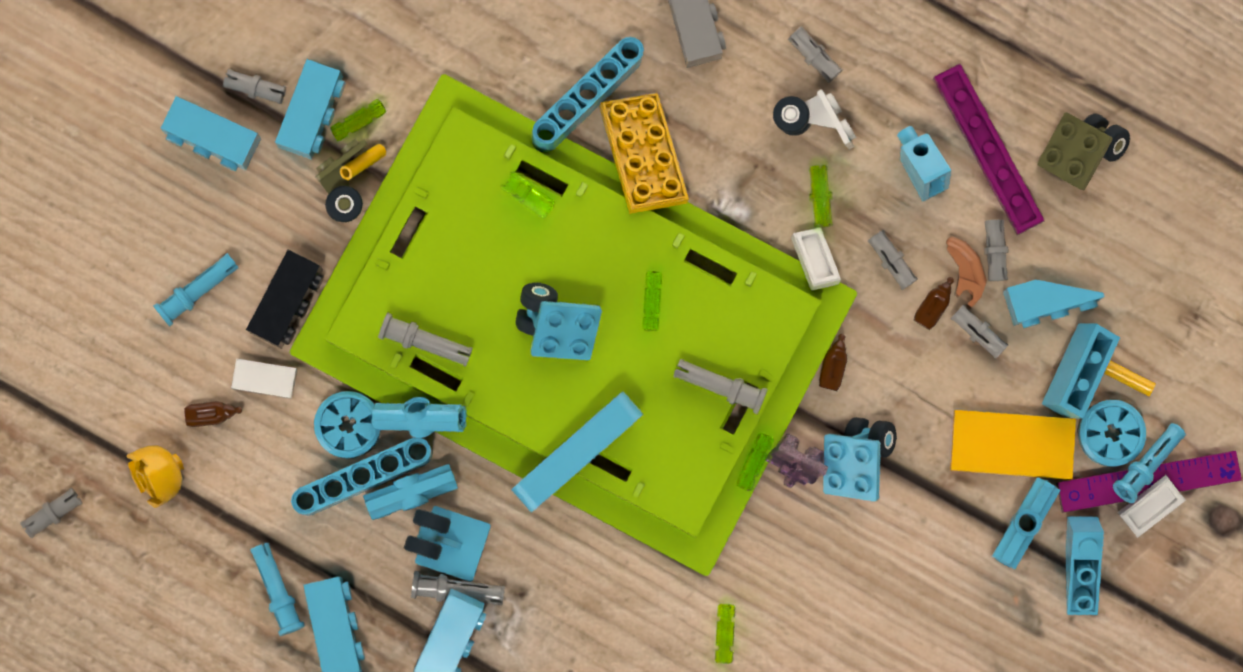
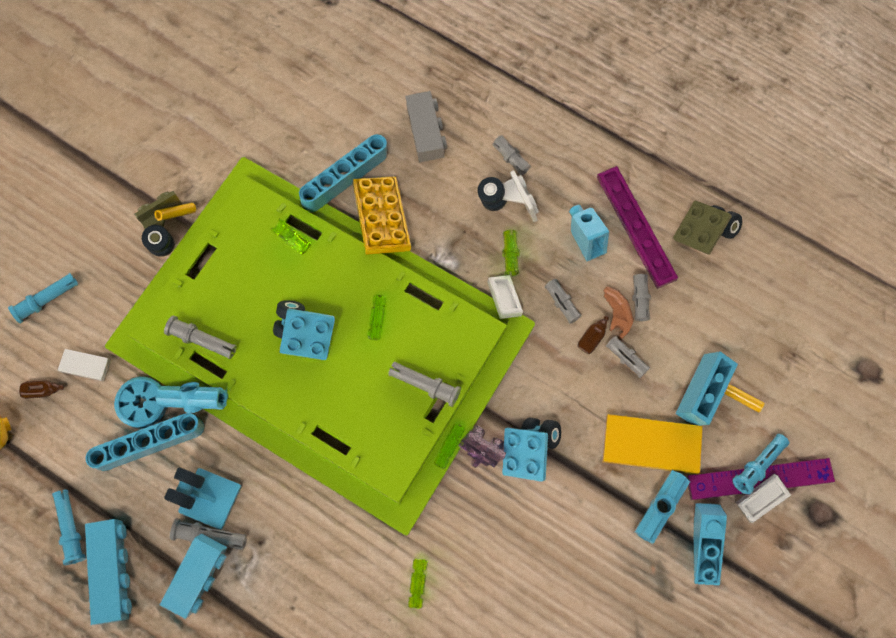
camera: 10 degrees right, 10 degrees down
(210, 134) = (70, 190): medium azure brick -> none
(254, 86) = (108, 160): light grey pin -> none
(286, 299) = (106, 307): black brick -> none
(310, 109) = (144, 175): medium azure brick -> none
(358, 120) = (181, 184): clear neon green axle -> none
(410, 492) = (181, 455): medium azure piece -> none
(577, 451) = (307, 428): medium azure beam -> none
(834, 365) = (515, 377): reddish brown piece -> none
(1040, 299) = (675, 334): medium azure slope -> none
(1119, 416) = (723, 451): medium azure wheel -> none

